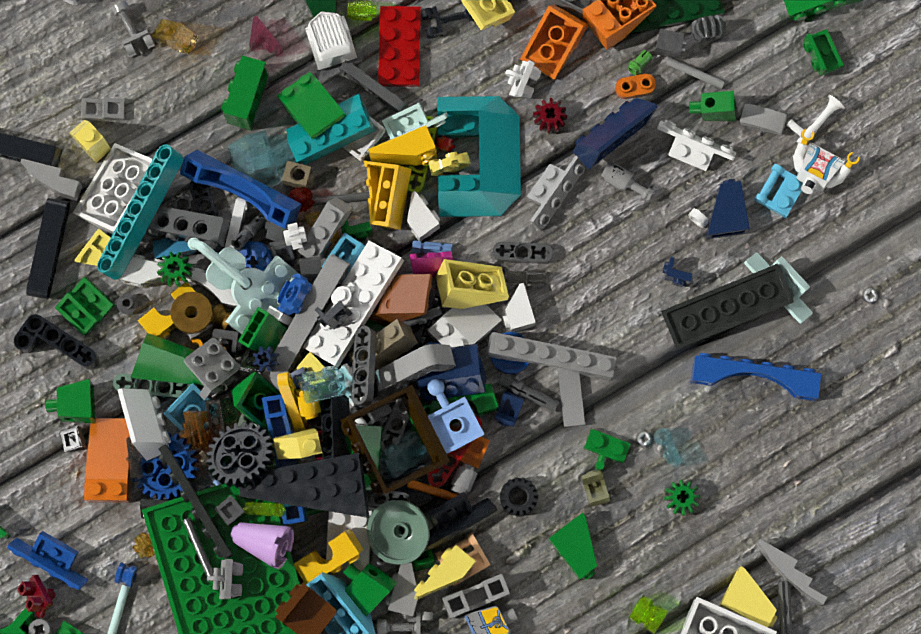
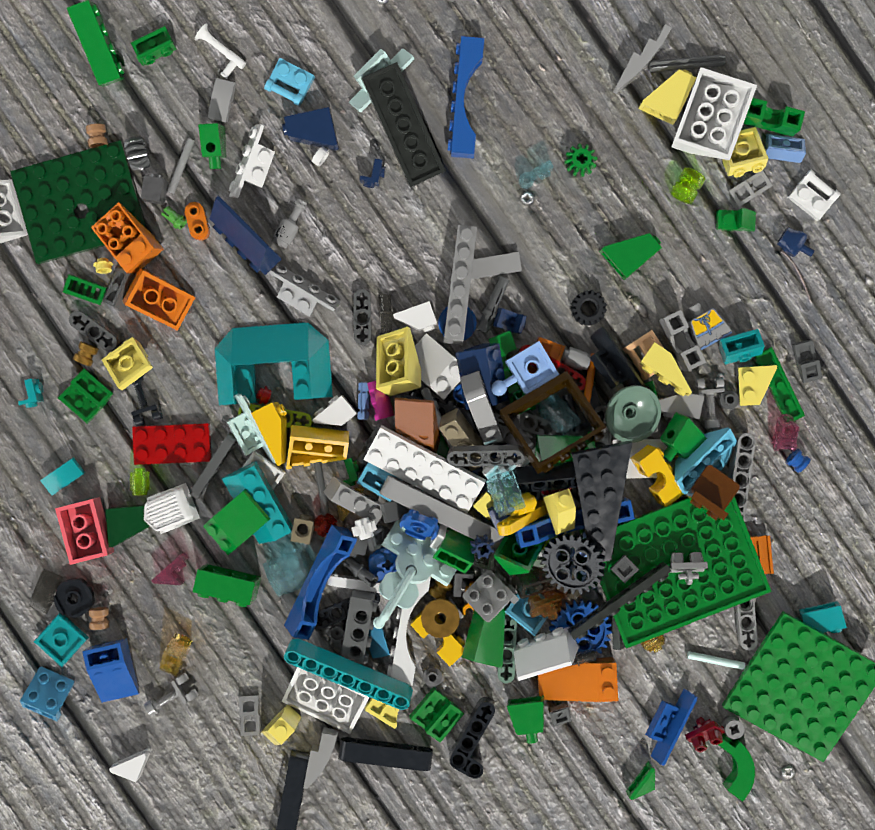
camera: 95 degrees left, 10 degrees up
(126, 574) = (679, 655): blue wheel -> none
(177, 276) = (394, 639): green gear -> none
(198, 547) = (658, 593): flat silver bar -> none
(264, 541) = (652, 535): lavender cone -> none
(266, 509) = (621, 537): clear neon green axle -> none
(335, 316) = (440, 485): black bracket -> none
(341, 294) = (420, 481): white plate -> none
(452, 163) = (282, 386): light yellow plate -> none
(519, 78) = (195, 328): white hips -> none
(541, 115) = (233, 292): dark red gear -> none
(595, 488) = (577, 238): olive bracket -> none
(606, 447) = (538, 232): green plate -> none
(819, 167) = (265, 45): torso -> none

